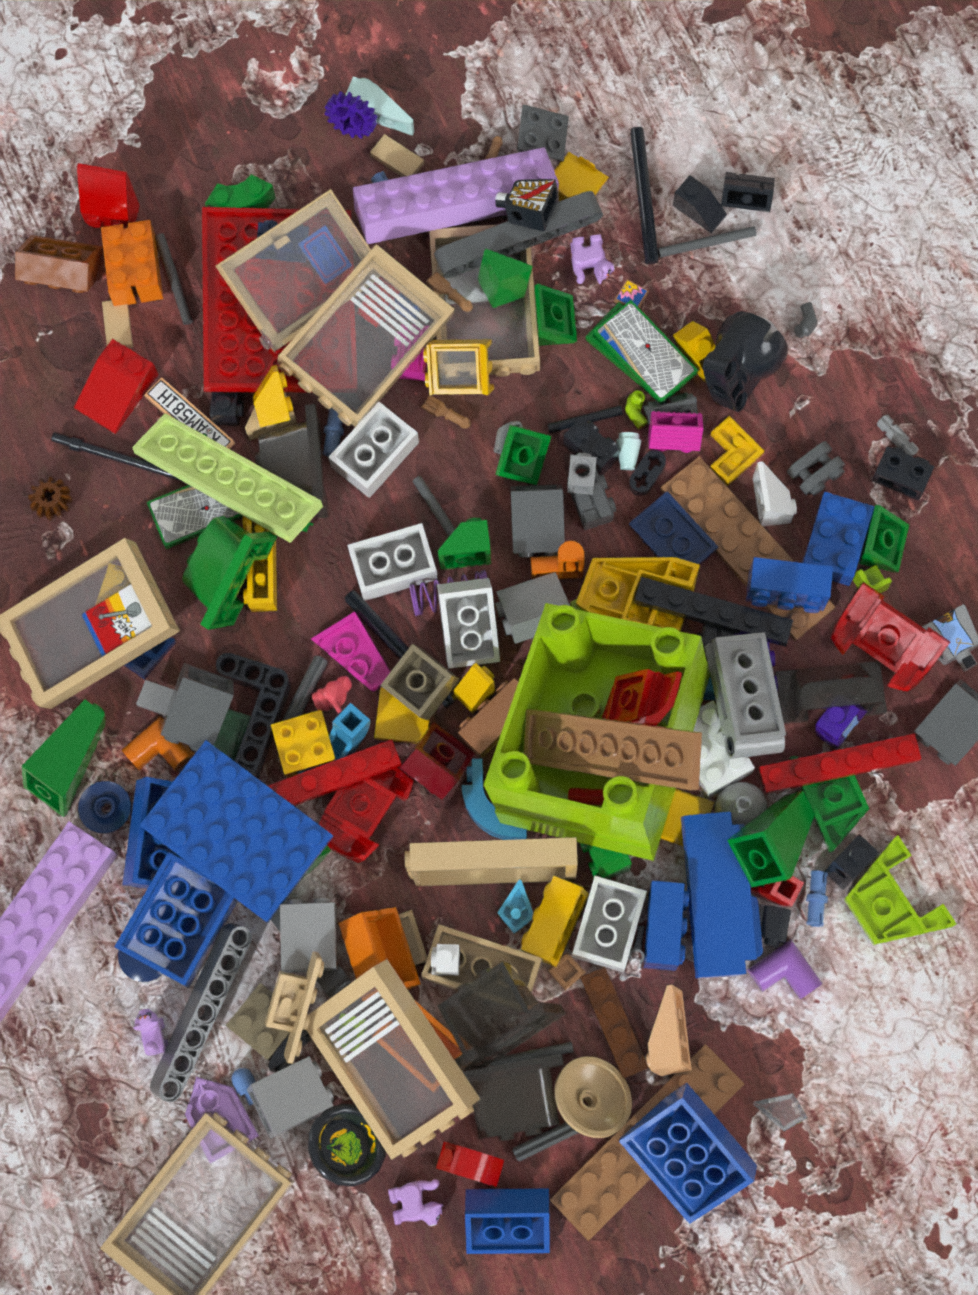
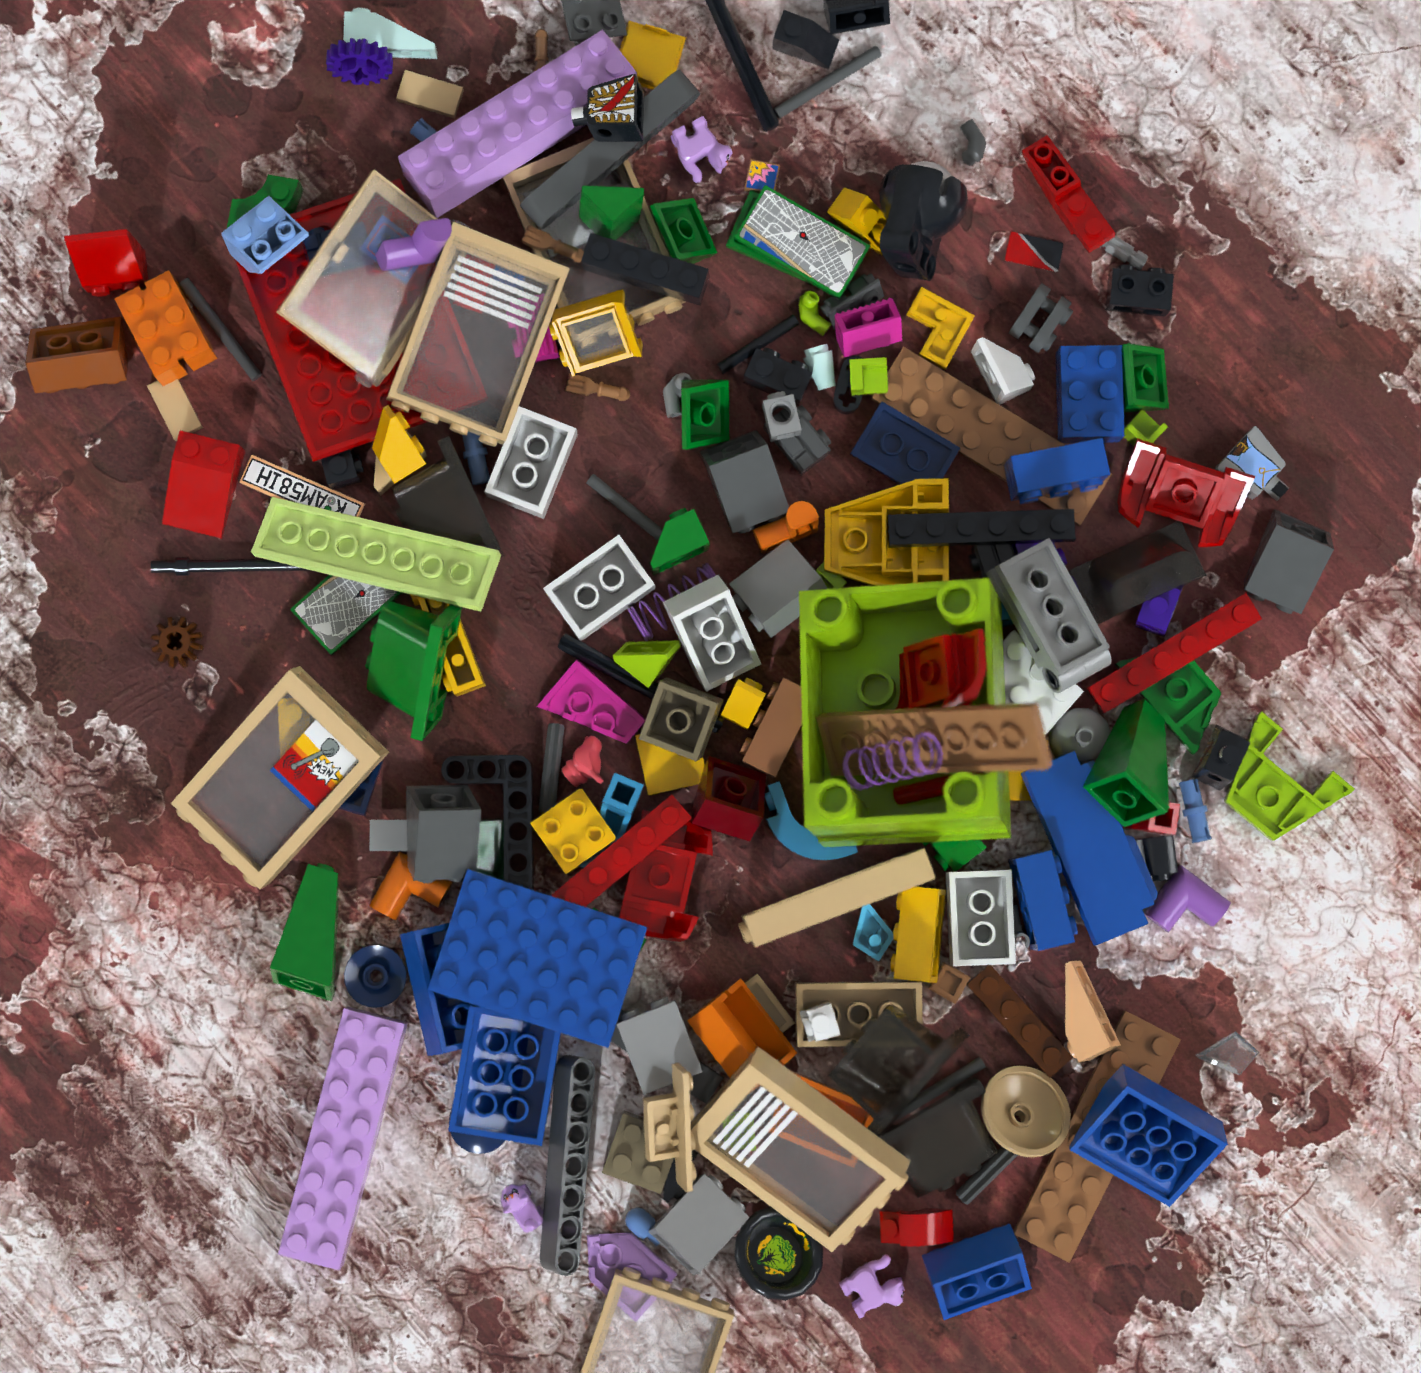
camera: 30 degrees left, 10 degrees up
(227, 210) = (263, 236): none -> light blue slope
(340, 257) = (416, 249): none -> medium lavender brick
(411, 629) = (646, 658): none -> lime slope
(514, 330) = (645, 269): none -> black brick
(555, 755) = (916, 755): none -> medium lavender piece
(662, 467) = (868, 376): none -> lime panel
(828, 418) = (1034, 251): none -> sticker
(868, 381) = (1066, 195): none -> red slope

